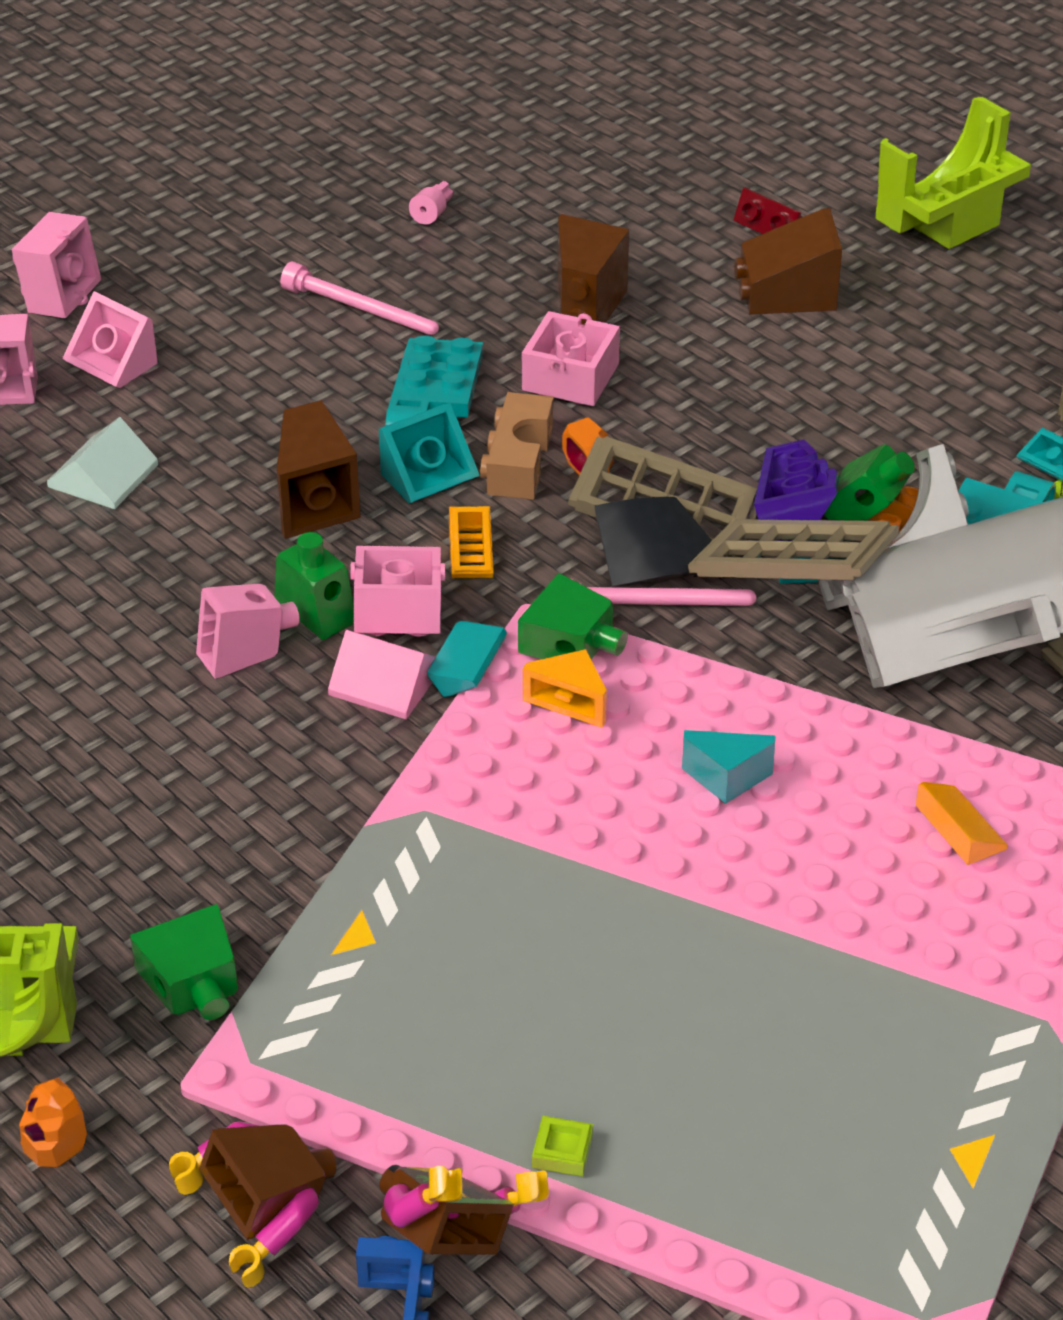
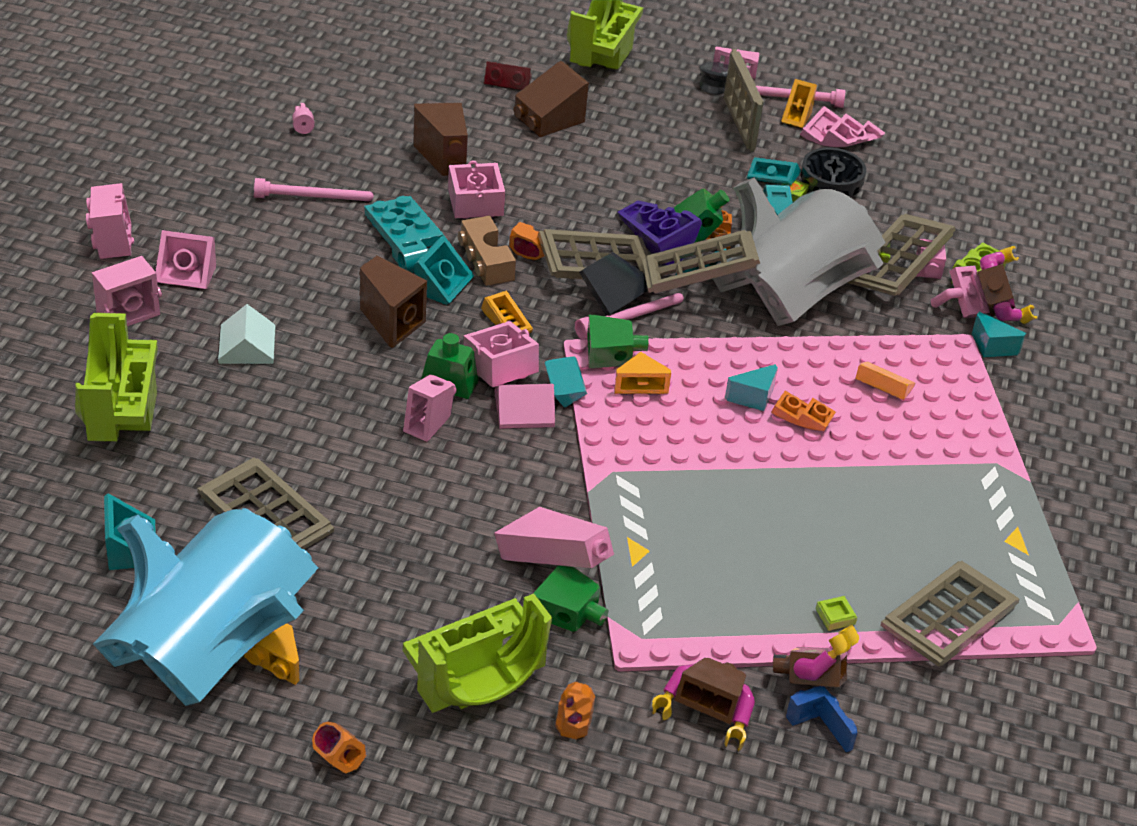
camera: 35 degrees left, 0 degrees up
(221, 870) = (554, 540): none -> bright pink slope
(647, 1240) = (927, 648): none -> dark tan piece
(776, 826) = (810, 416): none -> orange slope

